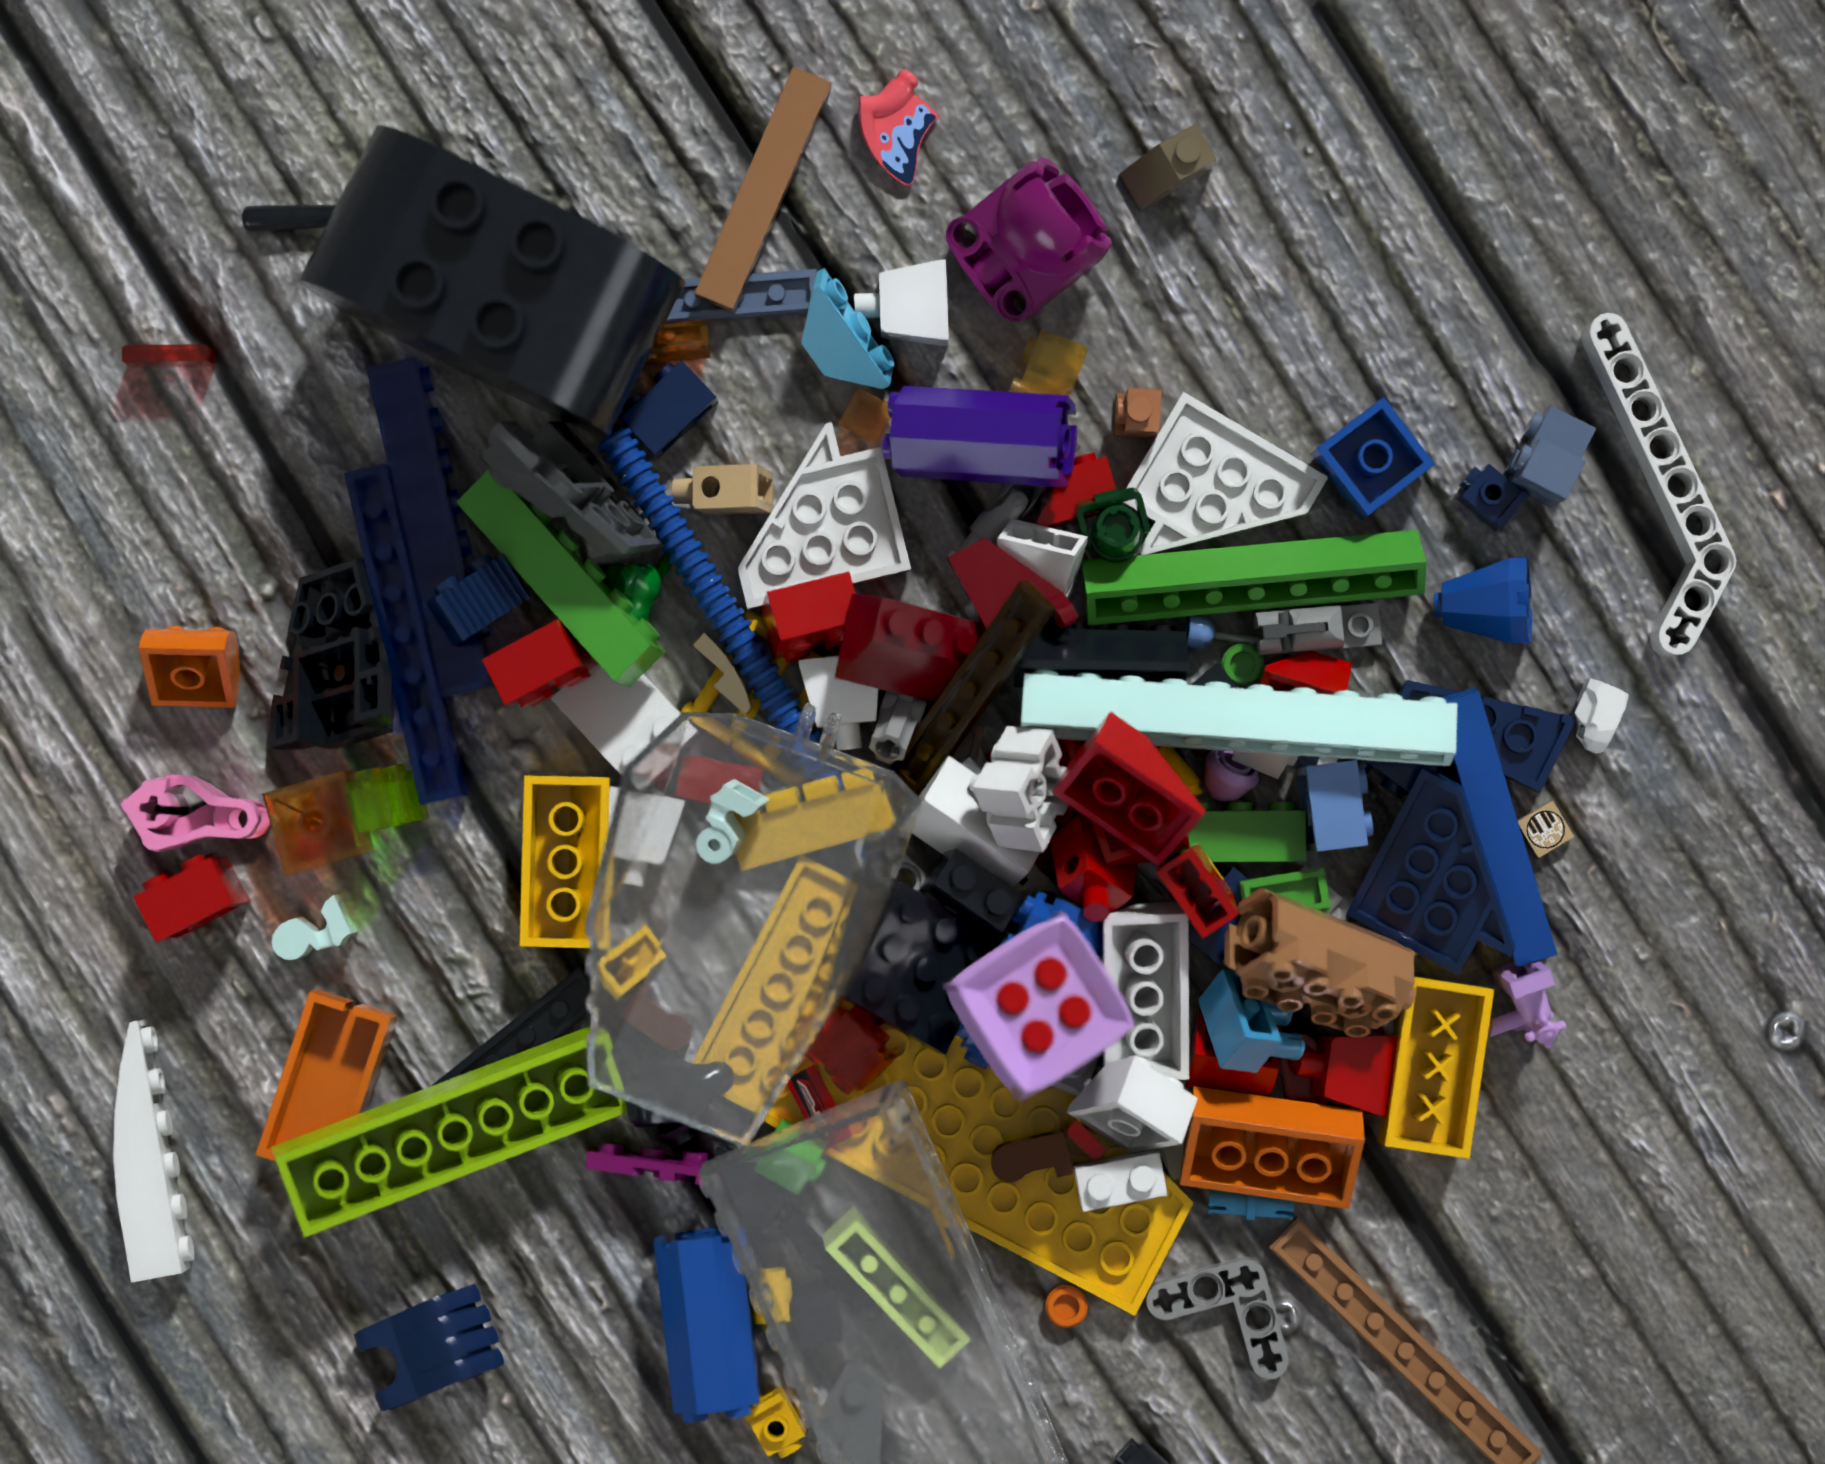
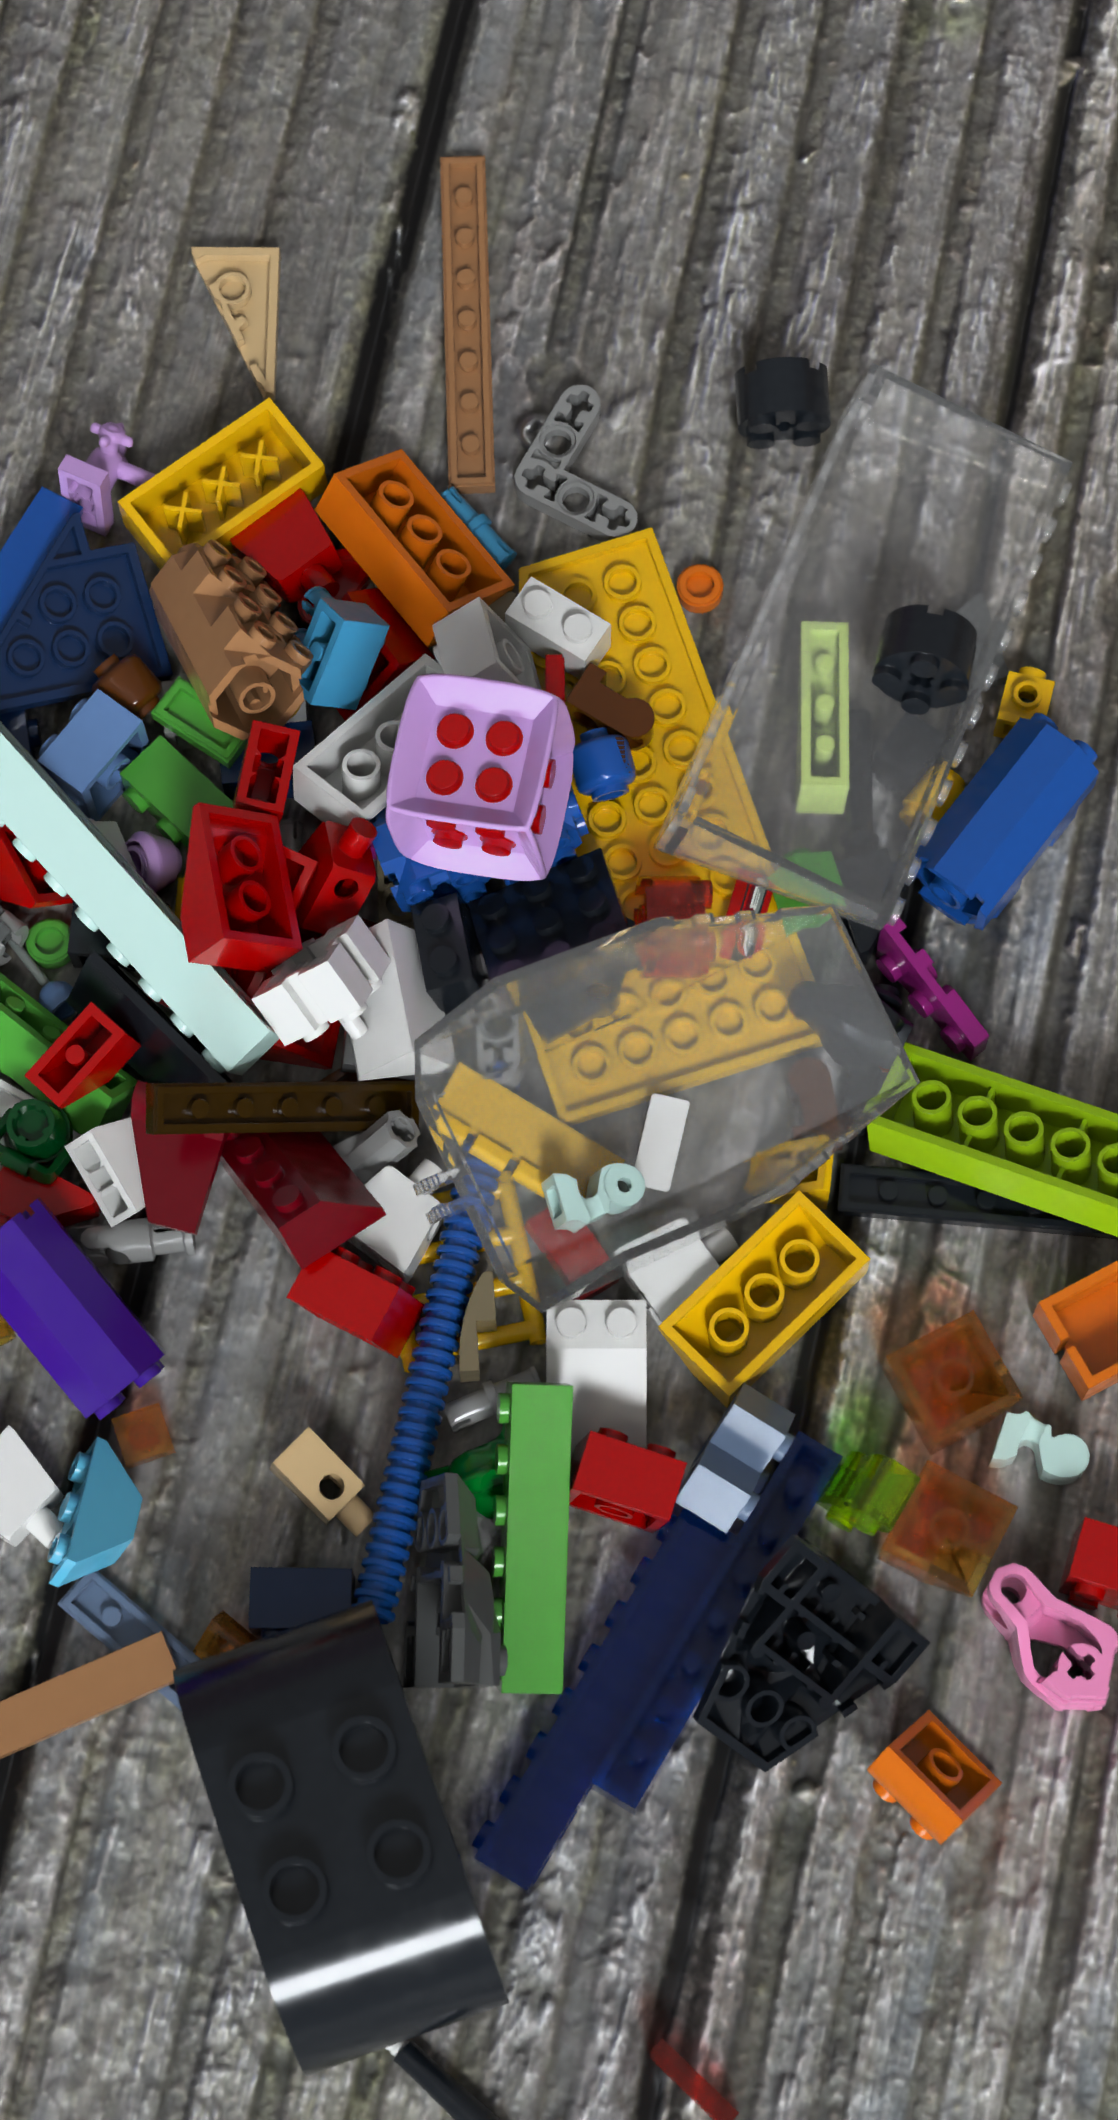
camera: 130 degrees left, 15 degrees down
(402, 920) = (951, 1382): none -> clear orange slope
(477, 599) = (623, 1584): dark blue brick -> none
(485, 739) = (732, 1461): none -> sand blue brick
(676, 643) = (483, 1402): none -> light grey pin
(725, 900) = (661, 1140): none -> white sticker
(826, 523) = (270, 1373): white wing -> none
(852, 1380) = (925, 658): none -> black brick
(999, 1114) = (603, 765): none -> blue head
(1126, 596) = (82, 1057): none -> red slope
(1357, 870) = (129, 683): none -> reddish brown head
(1570, 1226) = (247, 294): none -> tan wing

